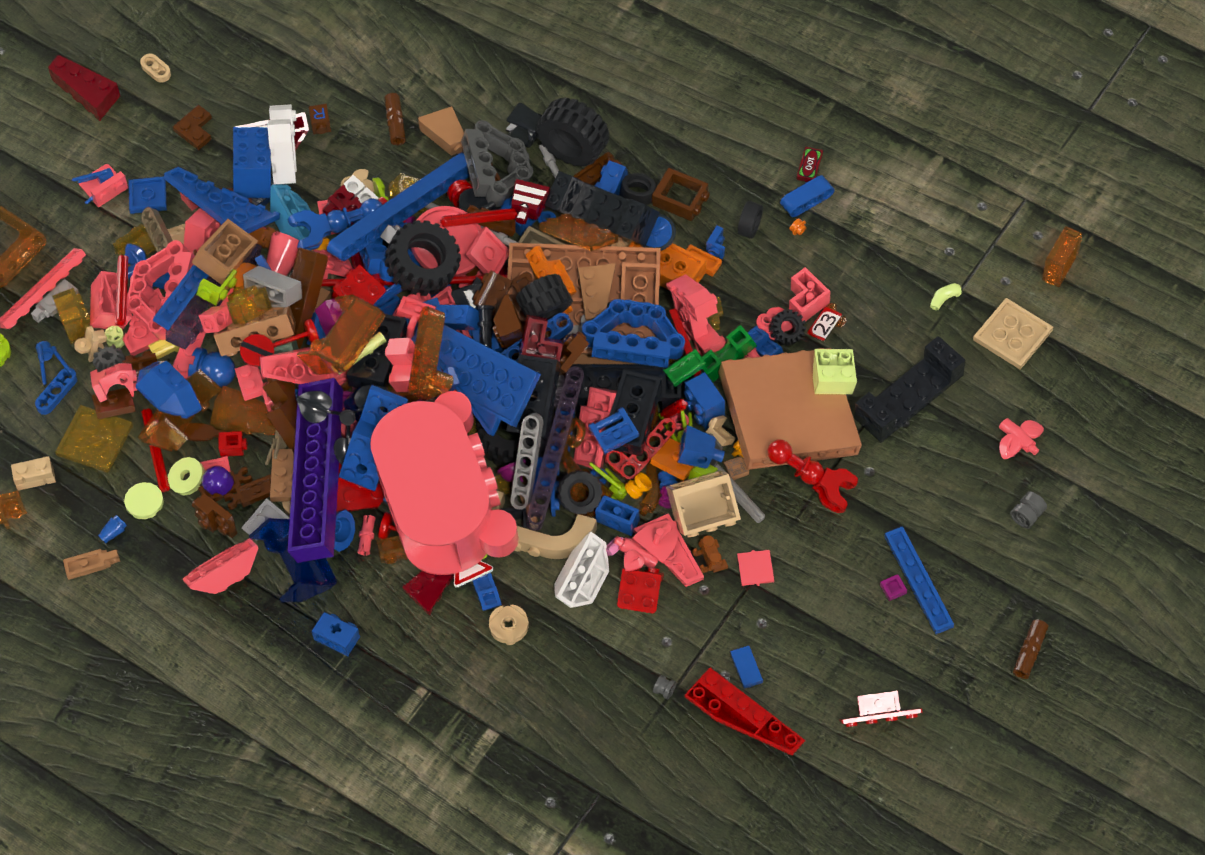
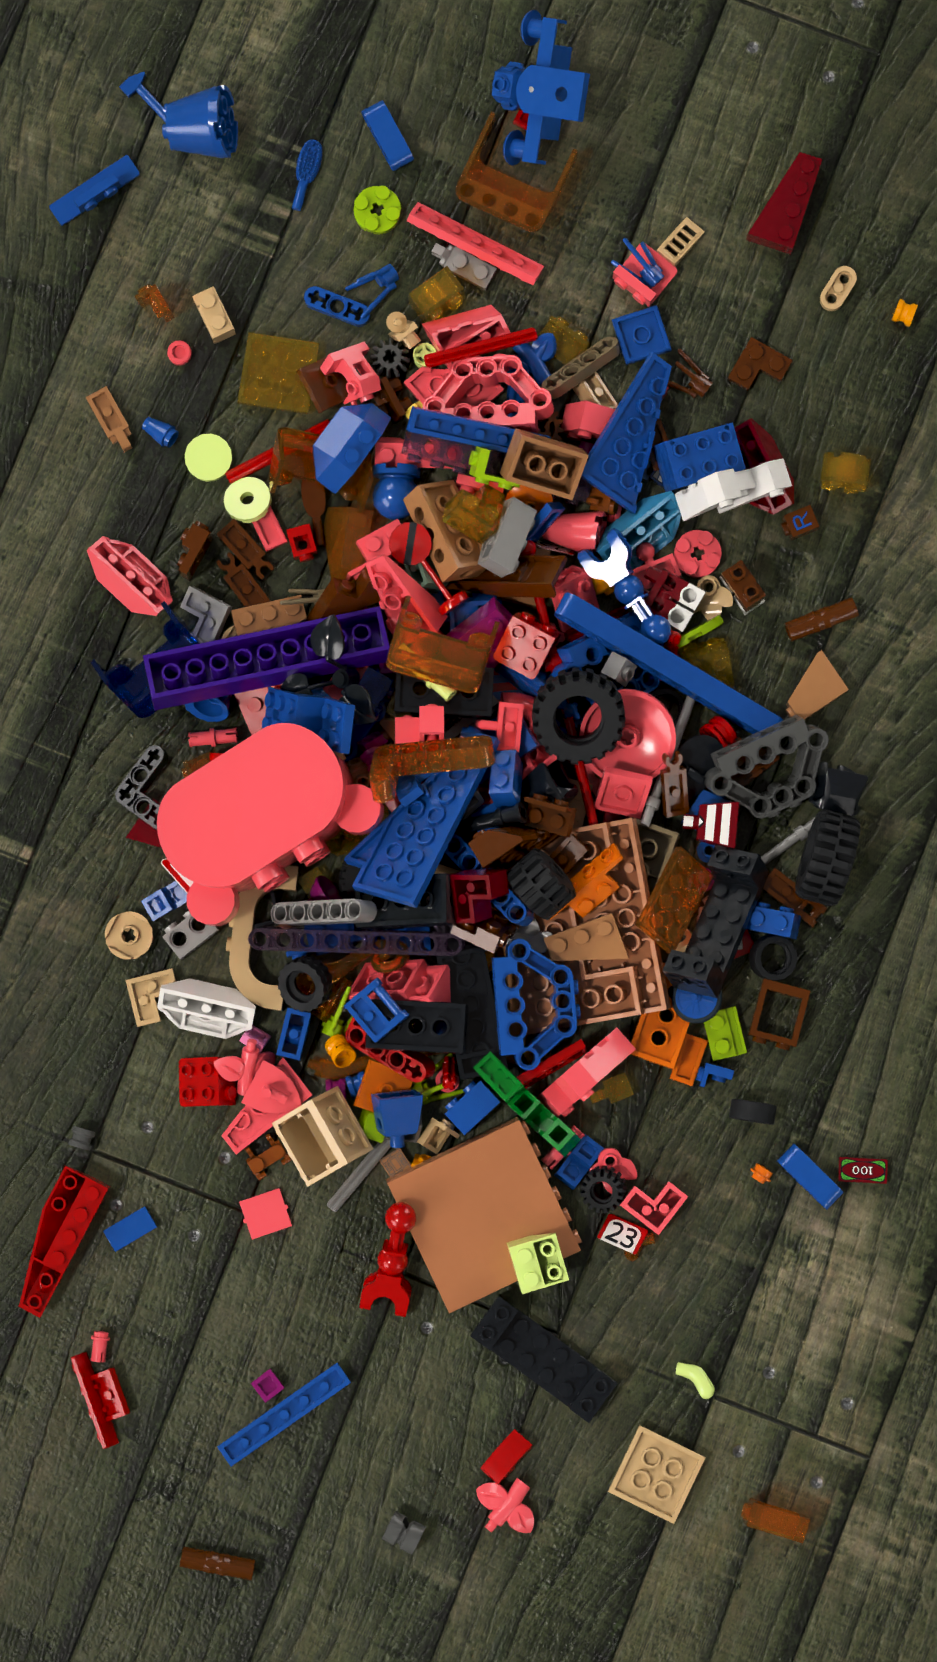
camera: 75 degrees right, 25 degrees up
(54, 507) = (179, 352): none -> coral tile
(84, 166) = (662, 250): none -> tan slope
(187, 30) = (904, 312): none -> light orange wheel
(196, 164) = (700, 381): none -> reddish brown plant
(215, 319) = (445, 479): coral brick -> none
(217, 480) = (244, 540): dark purple hair -> none
(291, 81) = (846, 472): none -> clear yellow brick
(320, 180) = (709, 560): none -> coral plate
(345, 634) = (71, 722): blue brick -> none
(356, 155) = (746, 589): none -> reddish brown hips
(399, 594) = (137, 796): none -> black beam
(478, 217) = (659, 770): red axle -> none
(520, 577) = (194, 938): none -> light grey brick
(558, 621) = (143, 995): none -> tan plate
(690, 233) = (725, 1034): none -> lime plate
(837, 705) = (99, 1346): none -> coral pin
(981, 430) = (506, 1456): none -> red slope

